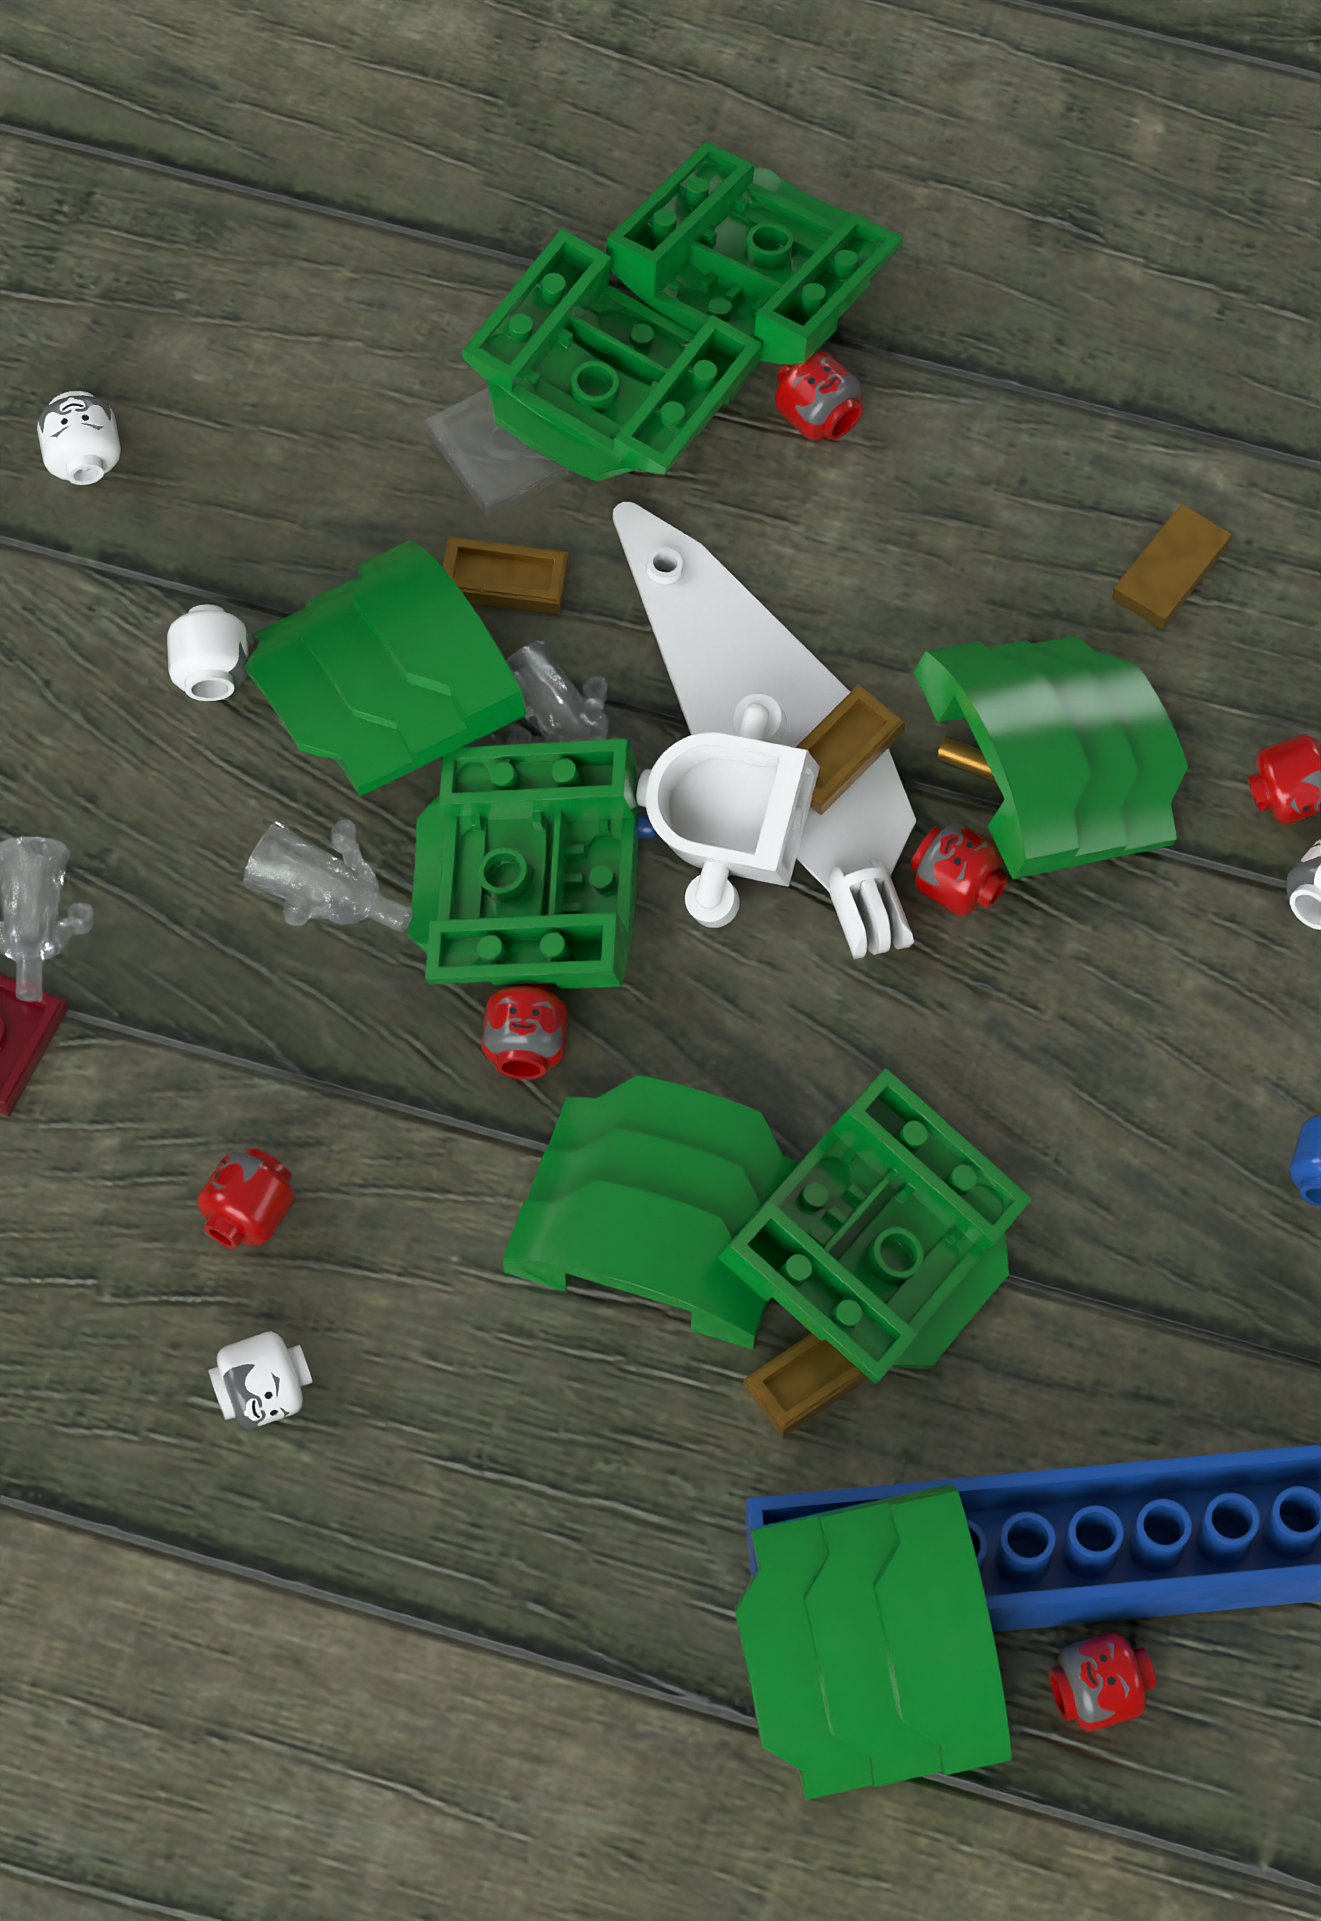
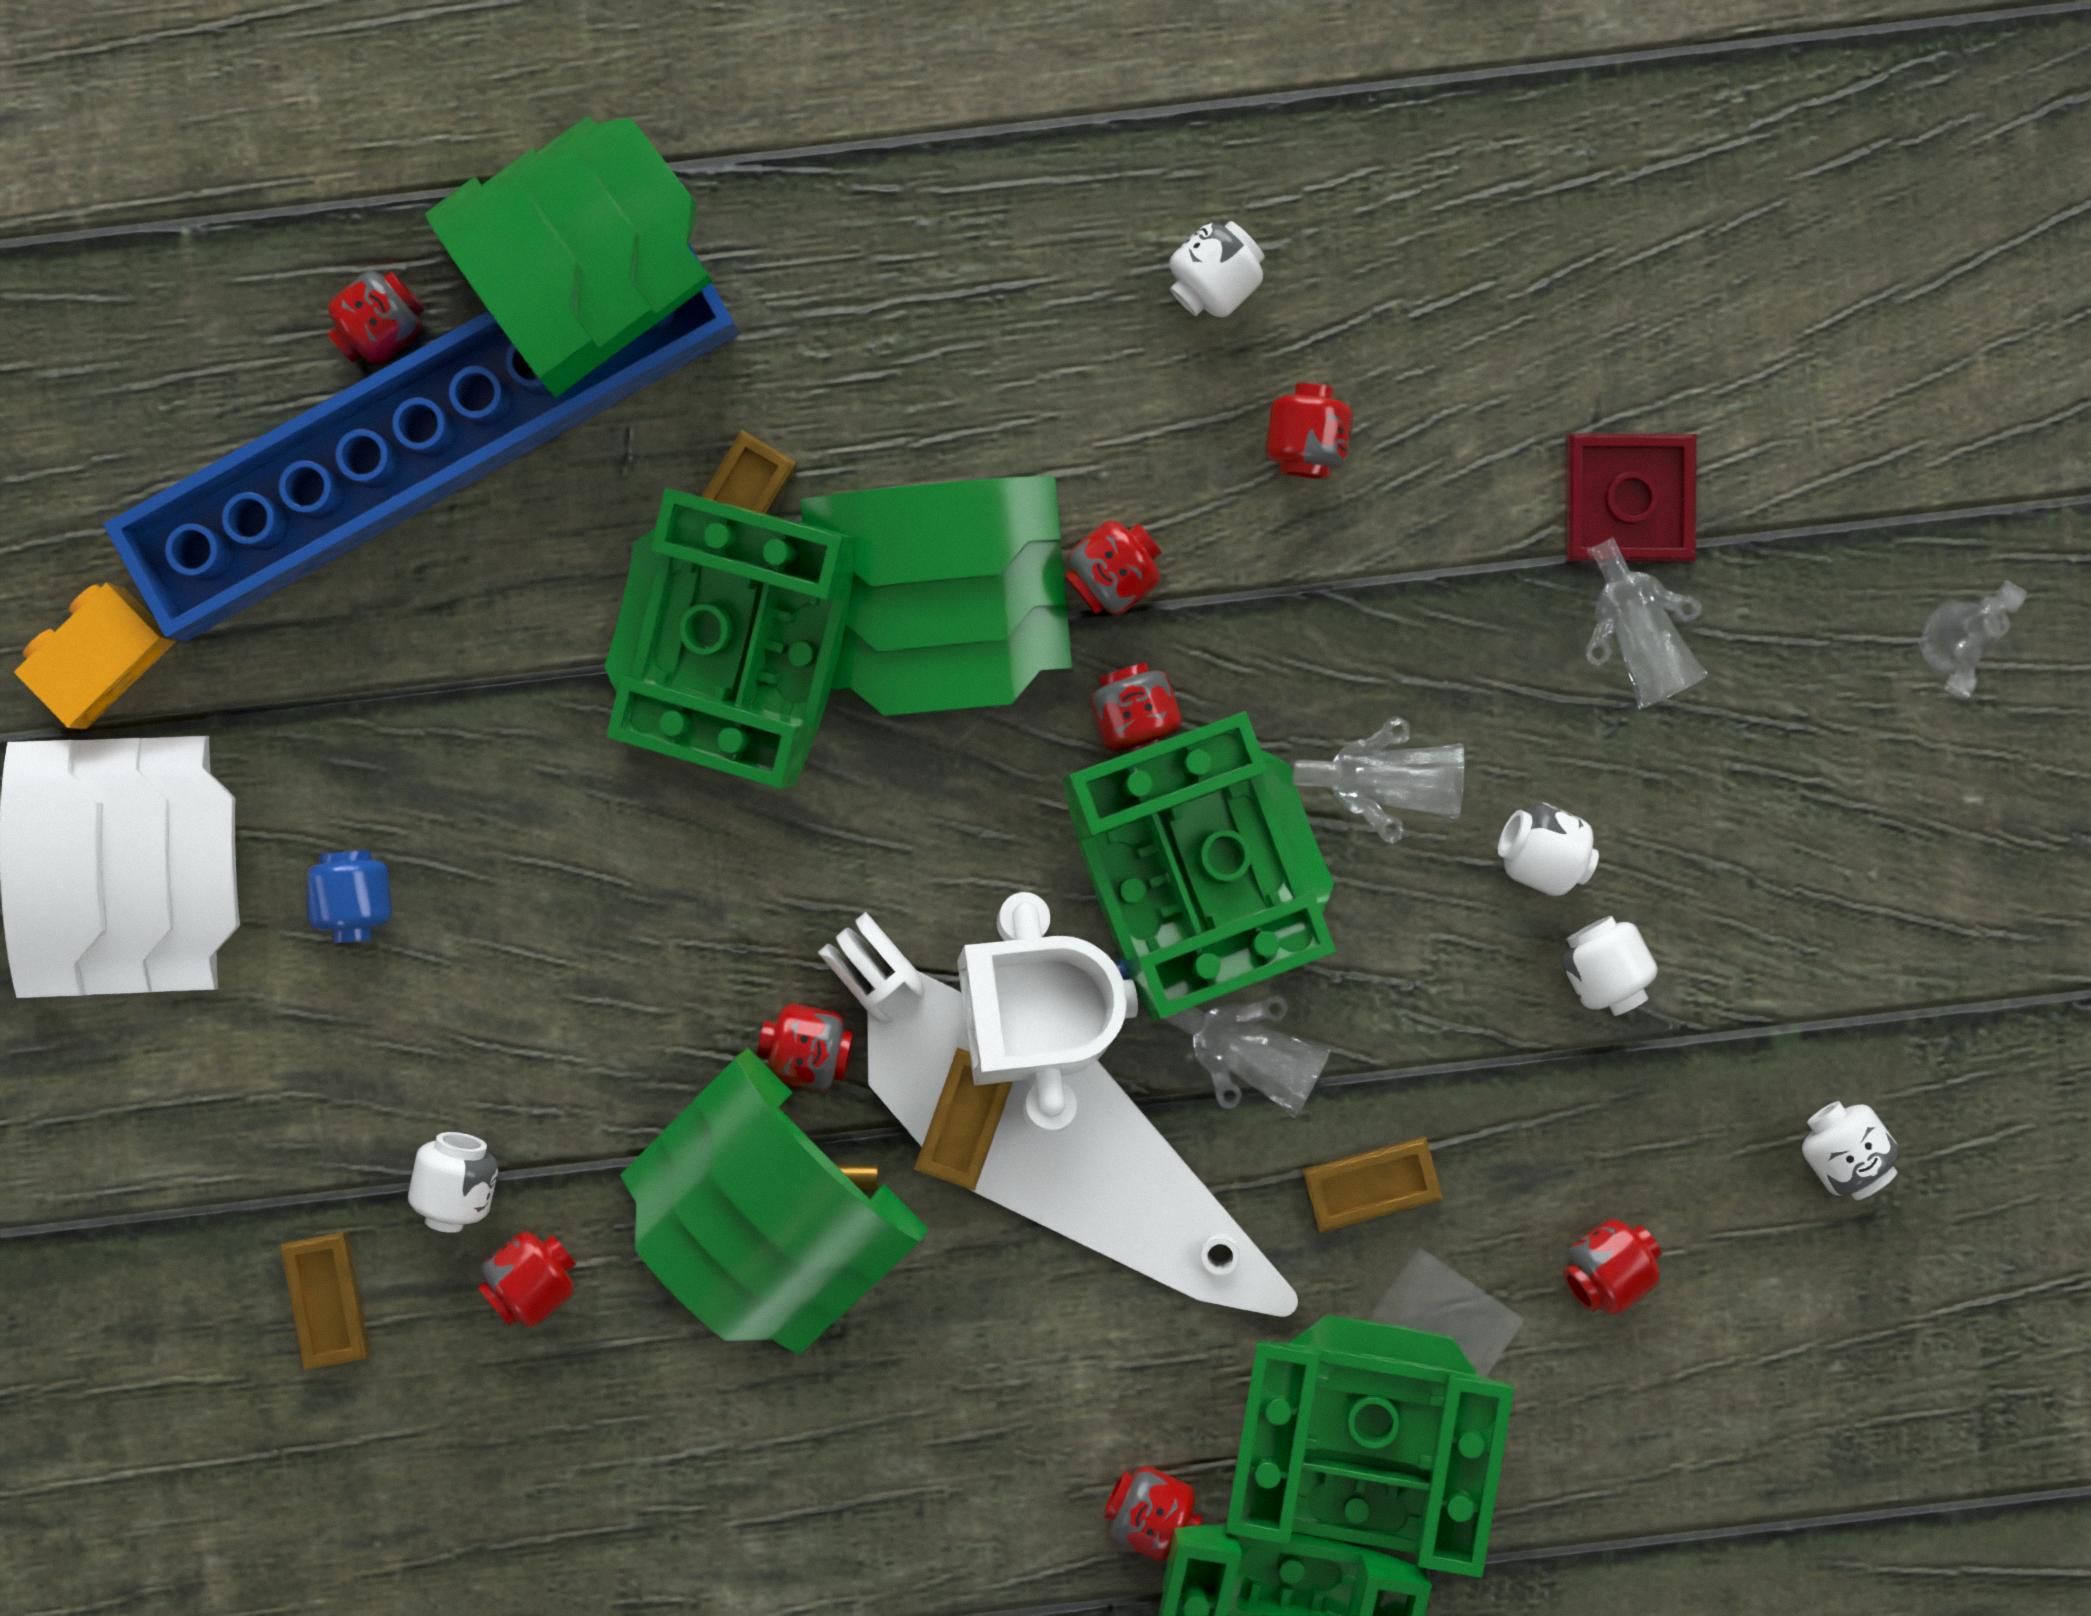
camera: 160 degrees right, 25 degrees up
(212, 767) = (1548, 849): none -> white head
(329, 427) = (1612, 1266): none -> red head
(386, 670) = (1436, 1010): green slope -> none
(485, 1160) = (1114, 567): none -> red head
(1171, 566) = (735, 1472): pearl gold tile -> none

